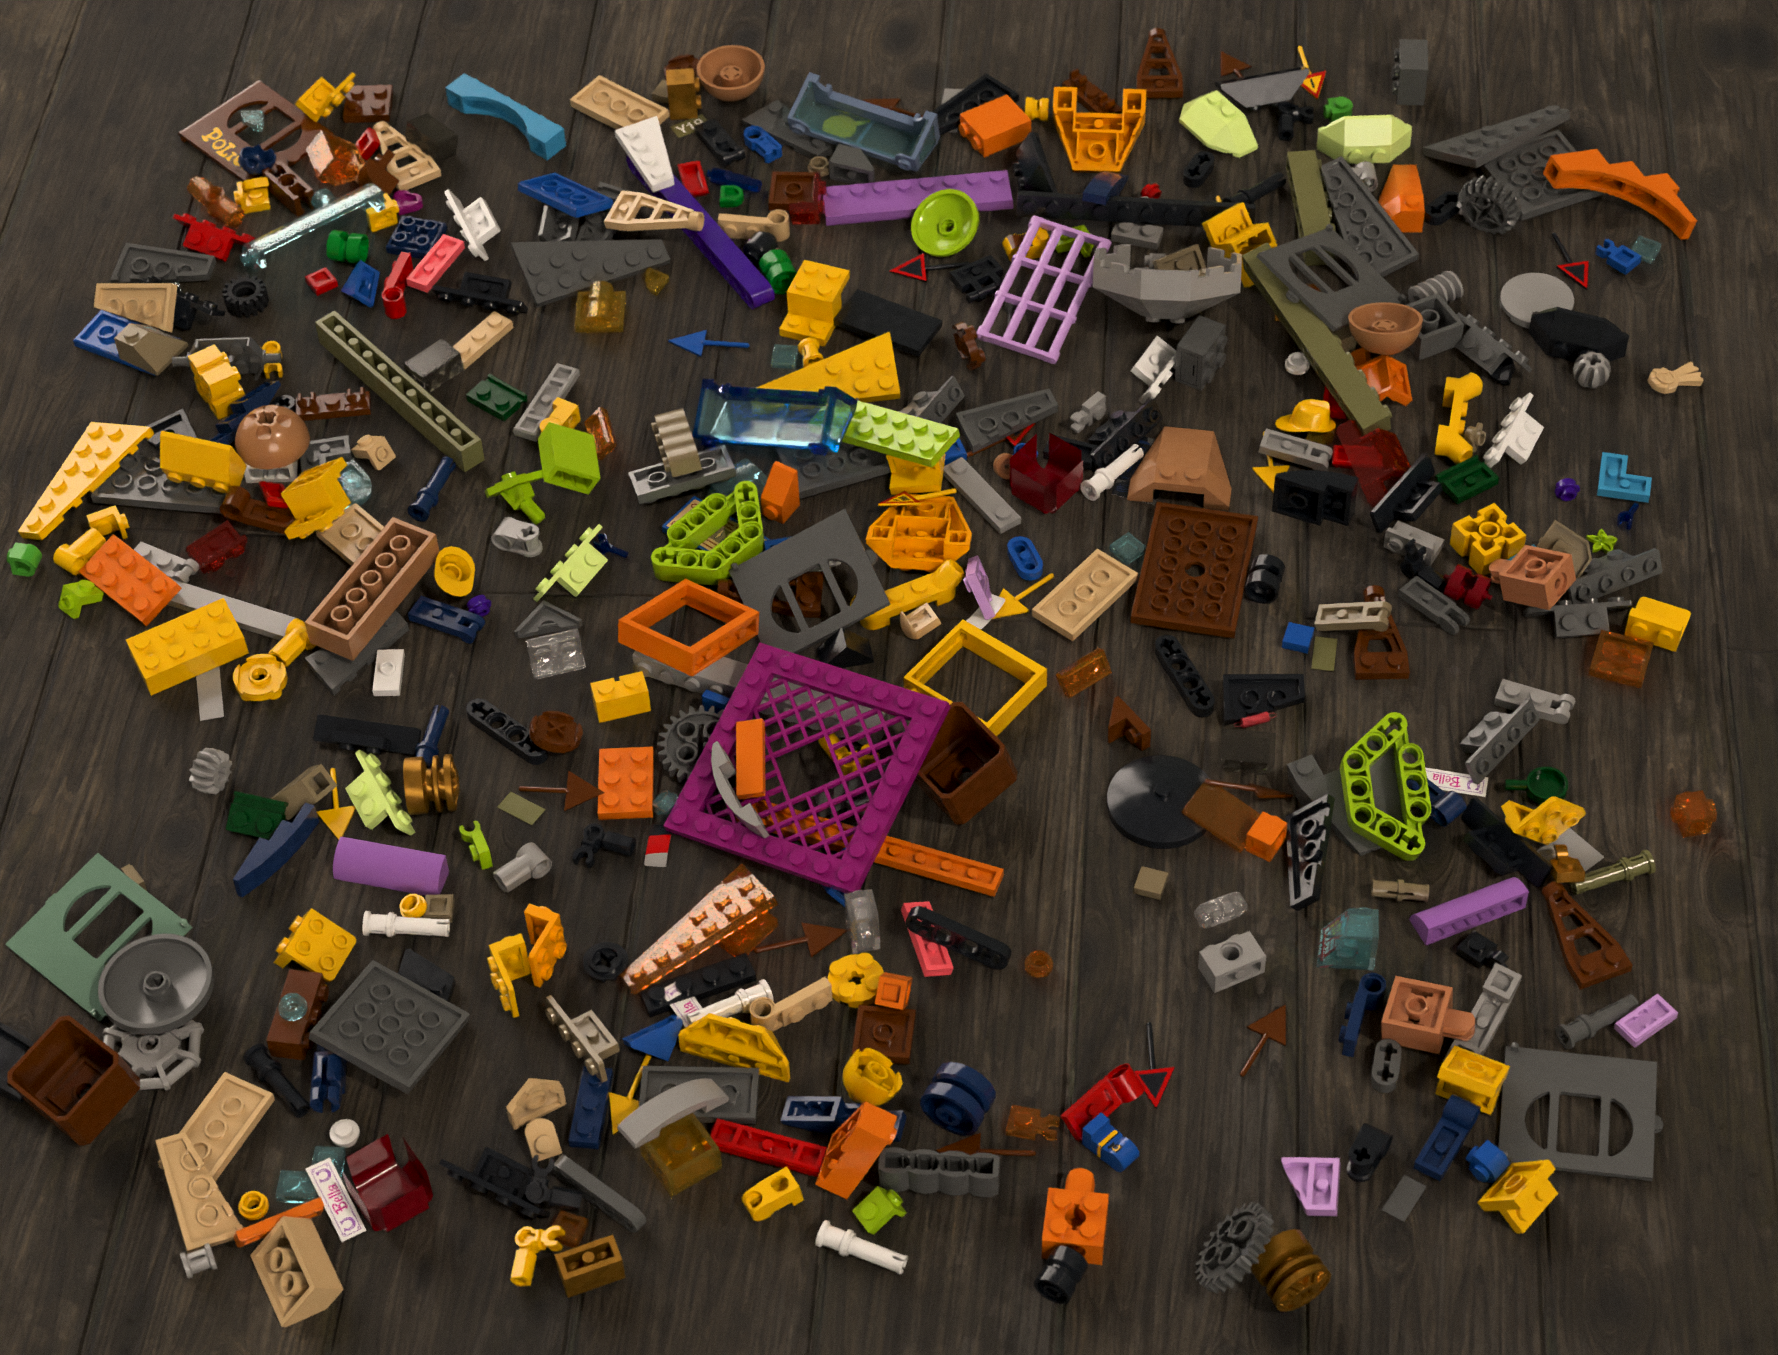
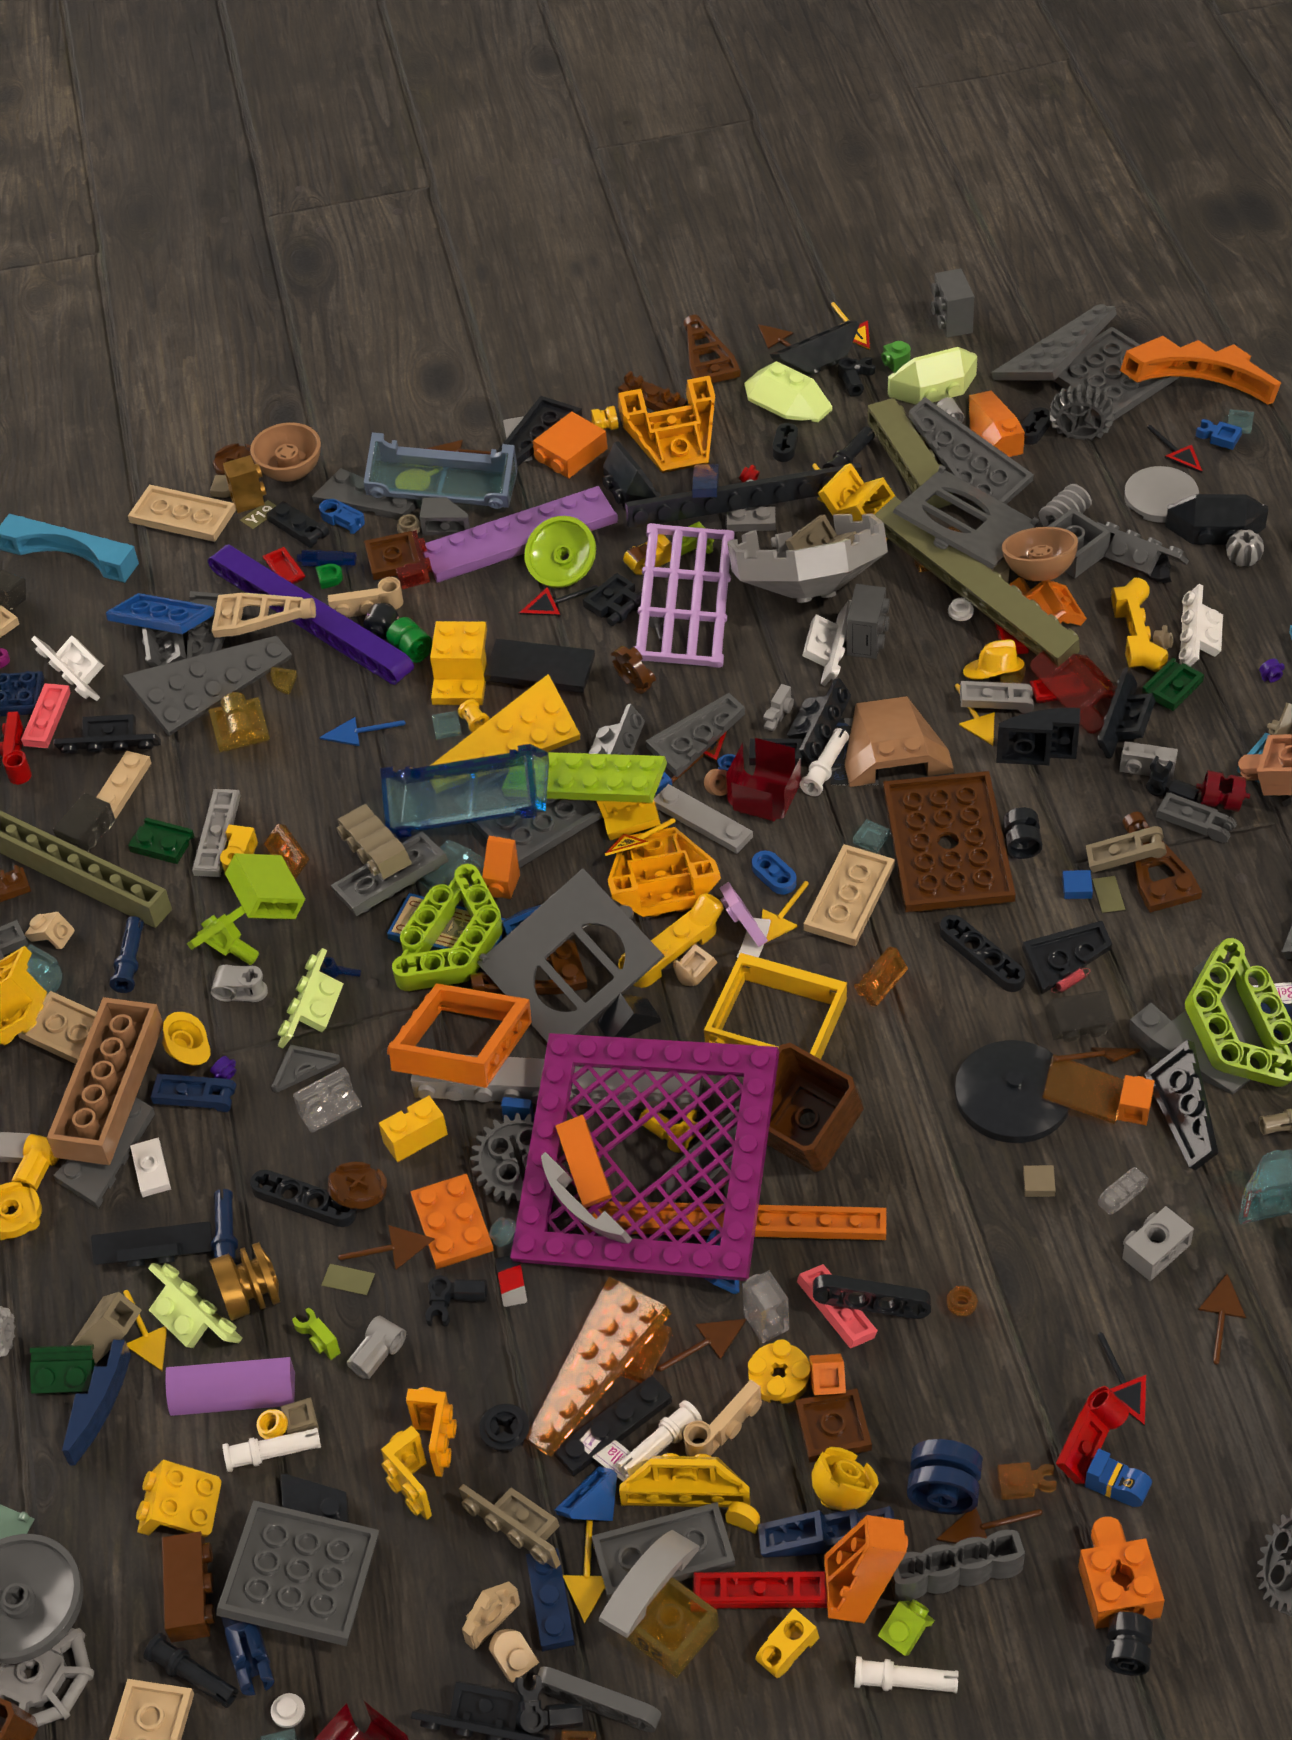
camera: 15 degrees left, 0 degrees up
(289, 1001) = (179, 1574): clear light blue plate -> none
(648, 152) = (231, 550): white wing -> none
(776, 1086) = (743, 1516): none -> yellow tile
(1126, 722) = (946, 1016): reddish brown slope -> none
(1486, 538) = (1221, 738): yellow brick -> none

